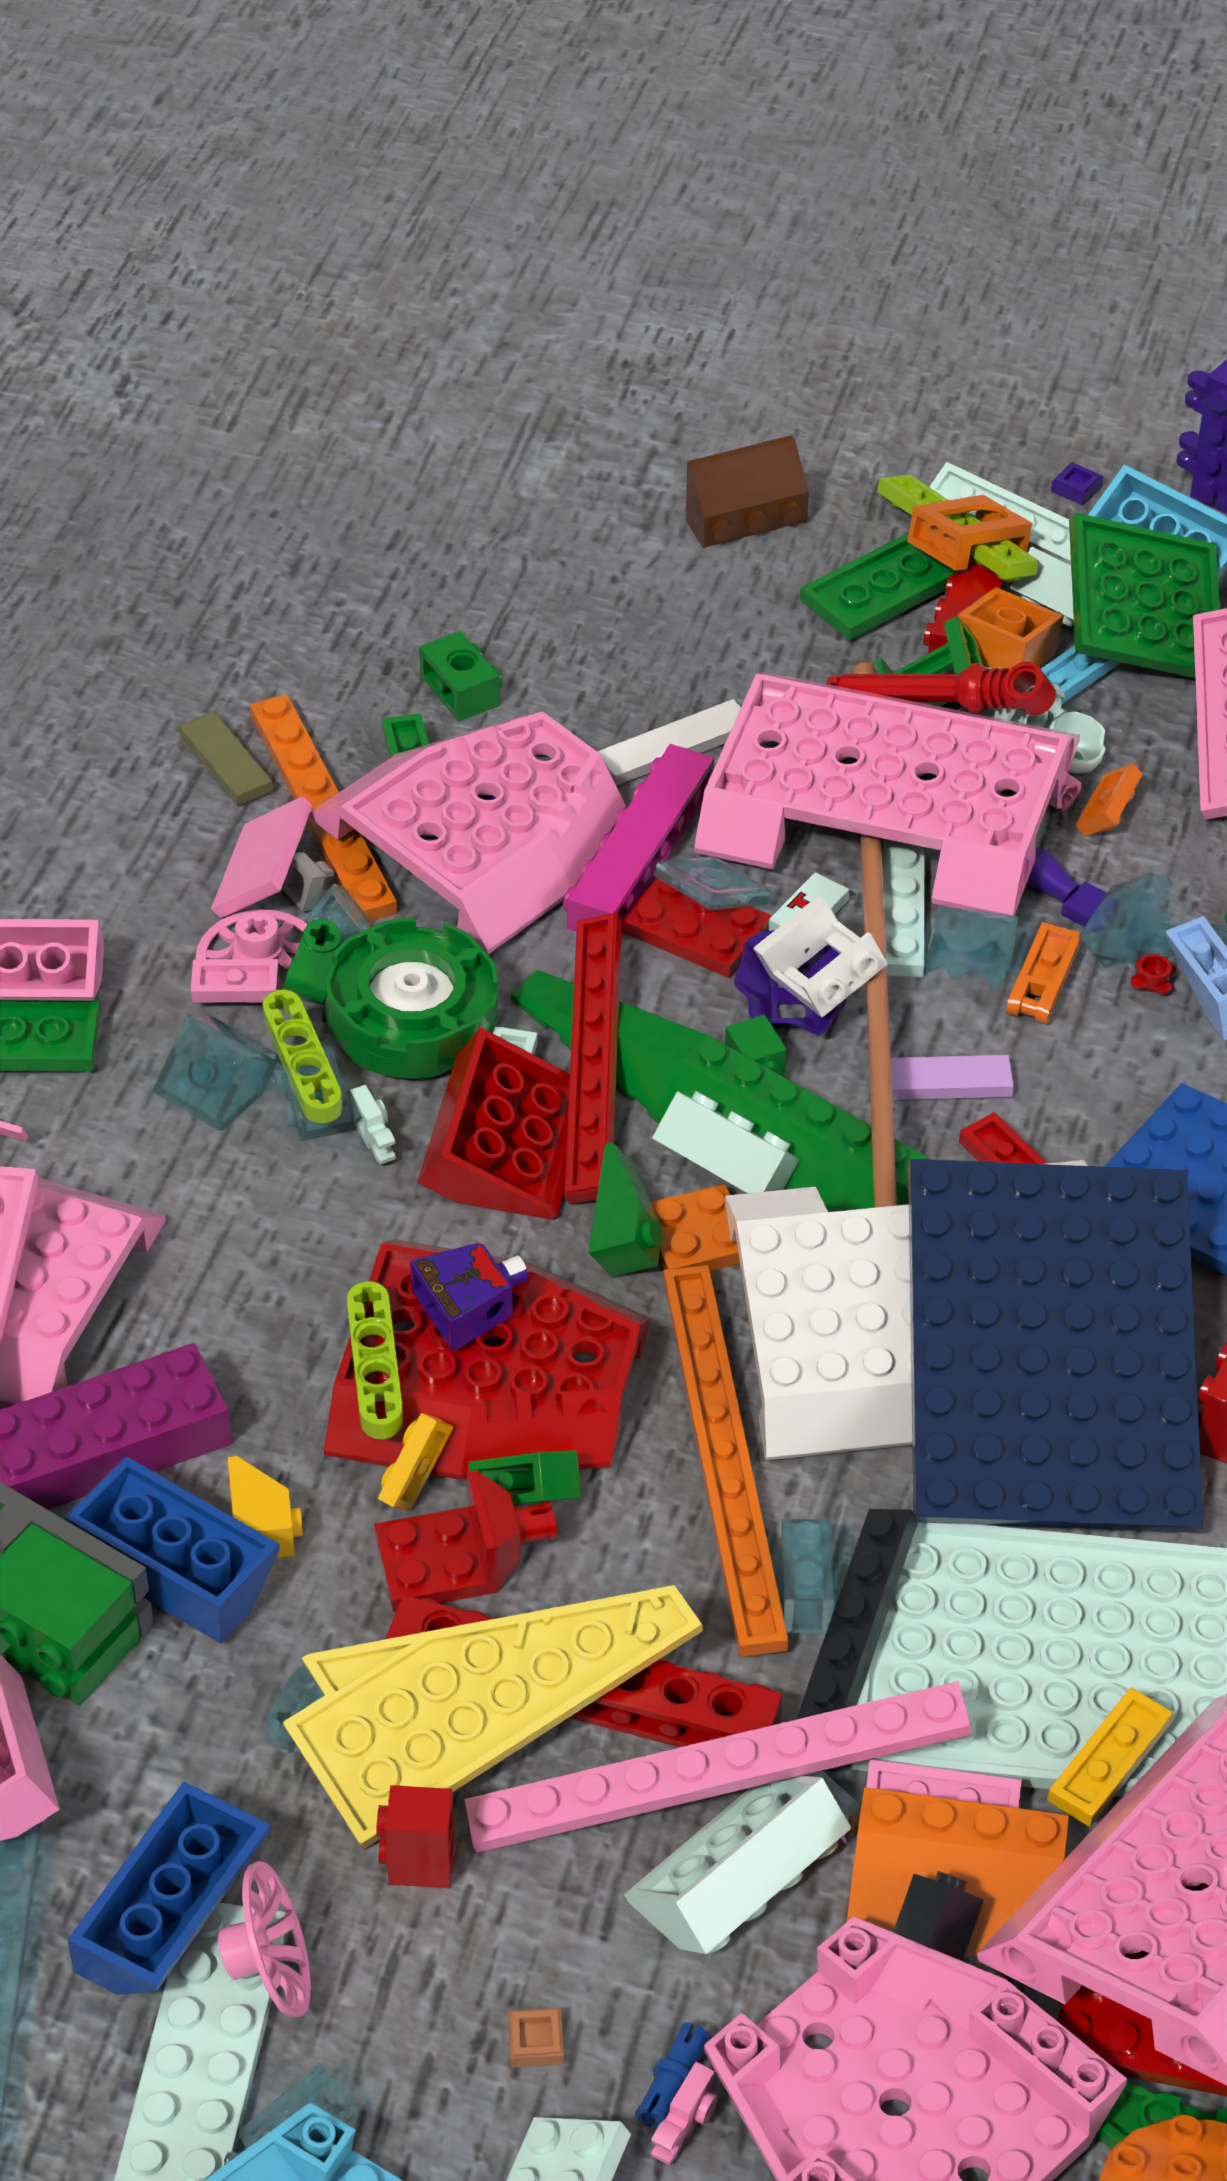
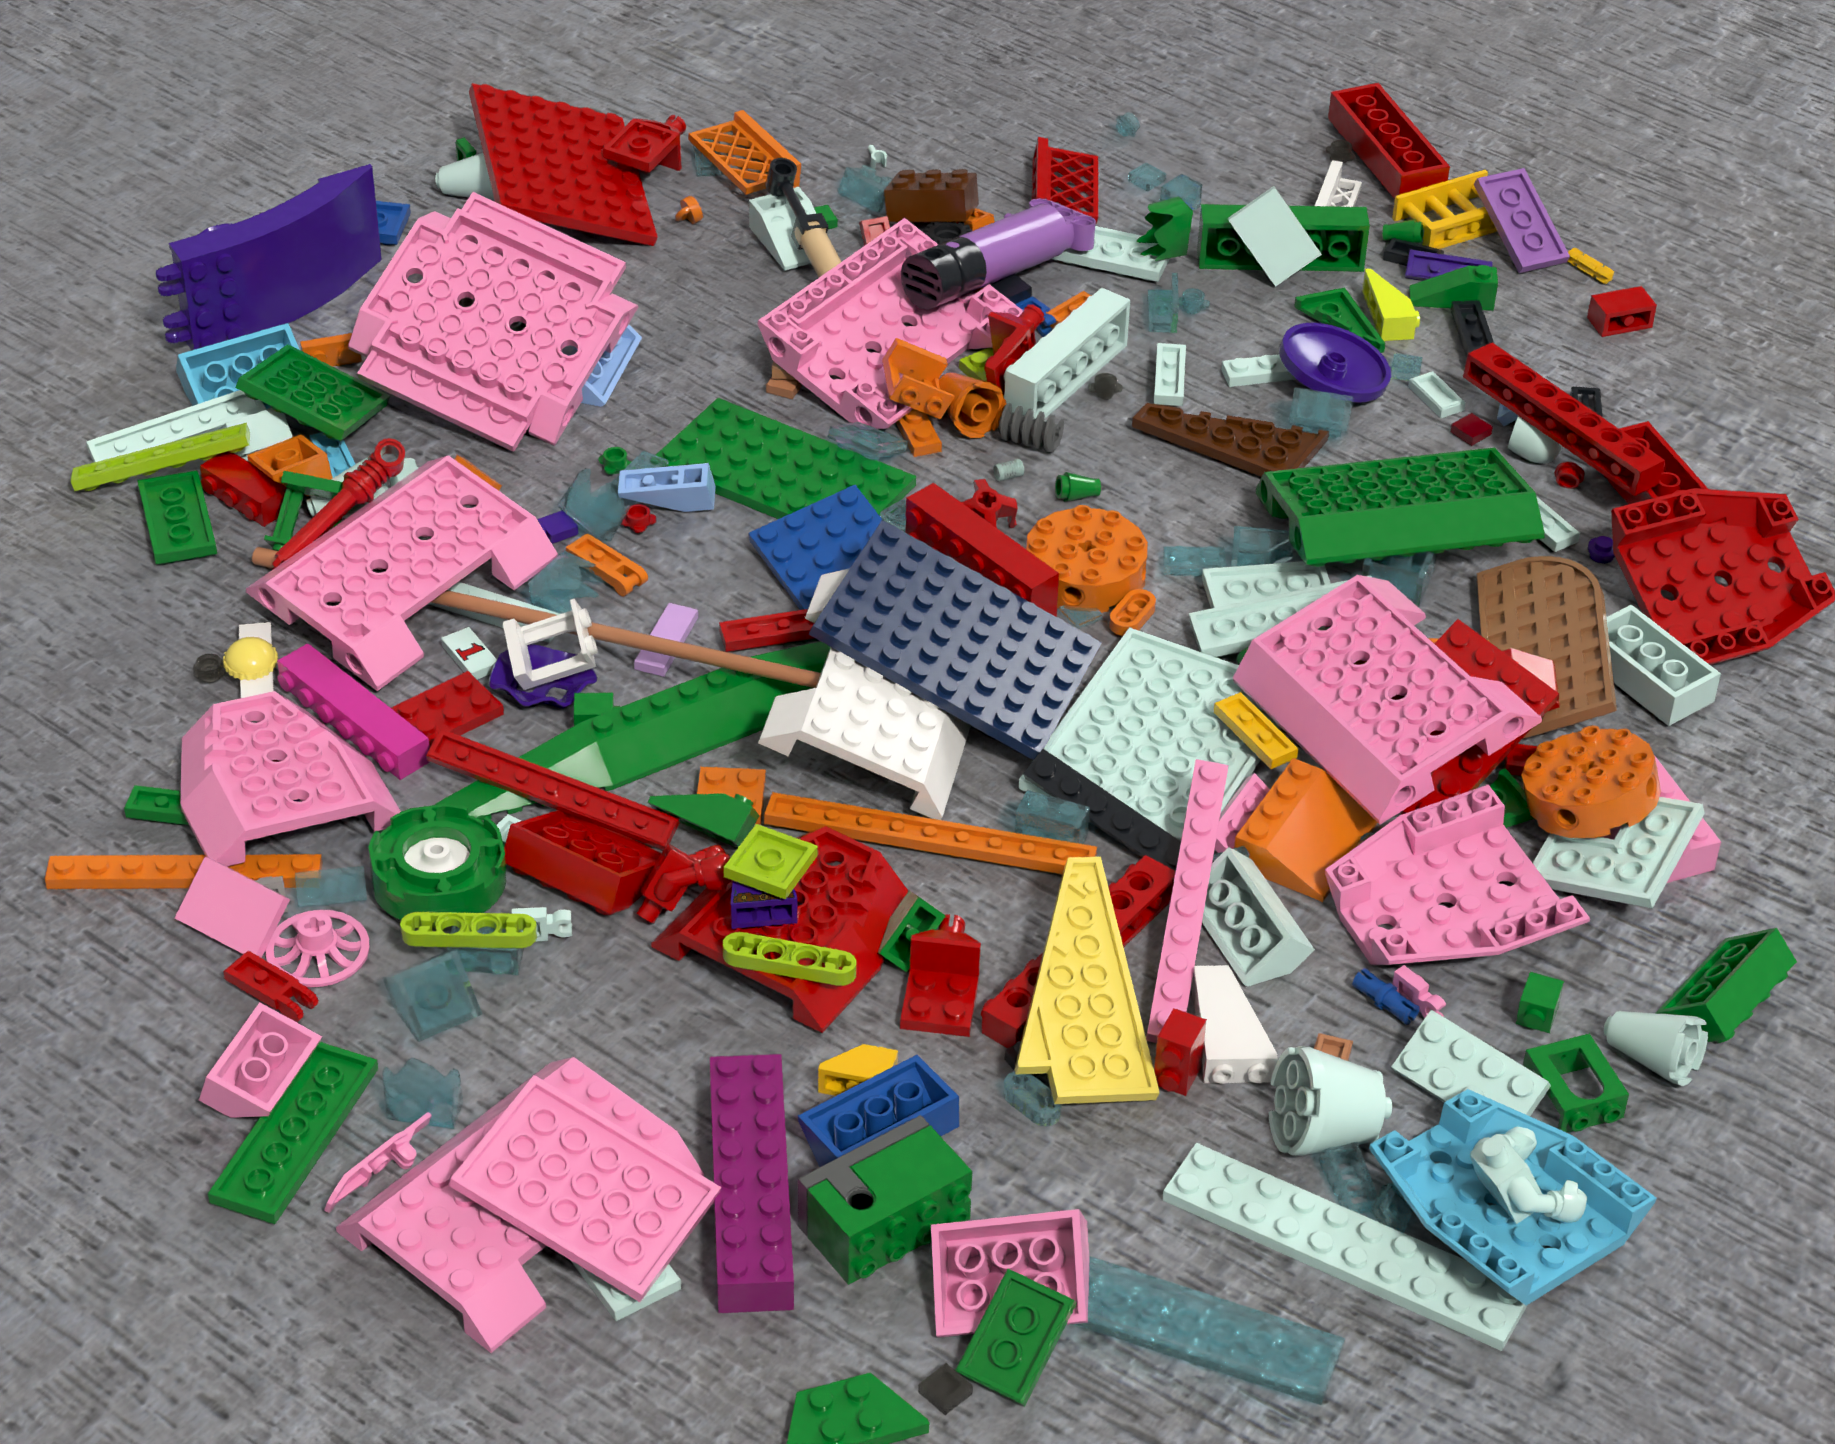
camera: 70 degrees left, 5 degrees down
(44, 1089) = (410, 1092): none -> clear light blue piece
(164, 1892) = (1168, 1190): blue slope -> none
(174, 934) = (270, 985): none -> red hinge
(226, 759) = (91, 911): olive tile -> none
(233, 980) = (347, 959): bright pink plate -> none
(249, 1946) = (1236, 1152): bright pink wheel -> none
(313, 960) = (363, 913): green piece -> none
(389, 2038) = (1325, 1102): none -> light aqua cone
(421, 1449) = (877, 982): yellow plate -> none
(460, 675) = (106, 755): green brick -> none
(486, 1269) = (770, 861): none -> lime plate
(492, 1207) = (677, 871): none -> red torso
(510, 1891) = (1234, 1038): none -> white slope
(649, 703) = (209, 668): none -> clear smoke plate
(677, 724) = (250, 658): none -> light yellow hat
(712, 882) = (425, 684): clear light blue tile -> none
(725, 1144) = (677, 749): light aqua brick -> none
(746, 491) = (38, 547): reddish brown slope -> none
(939, 1914) = (1339, 831): black brick -> none
(951, 542) = (178, 460): orange panel -> none
(1077, 483) = (143, 398): dark purple tile -> none

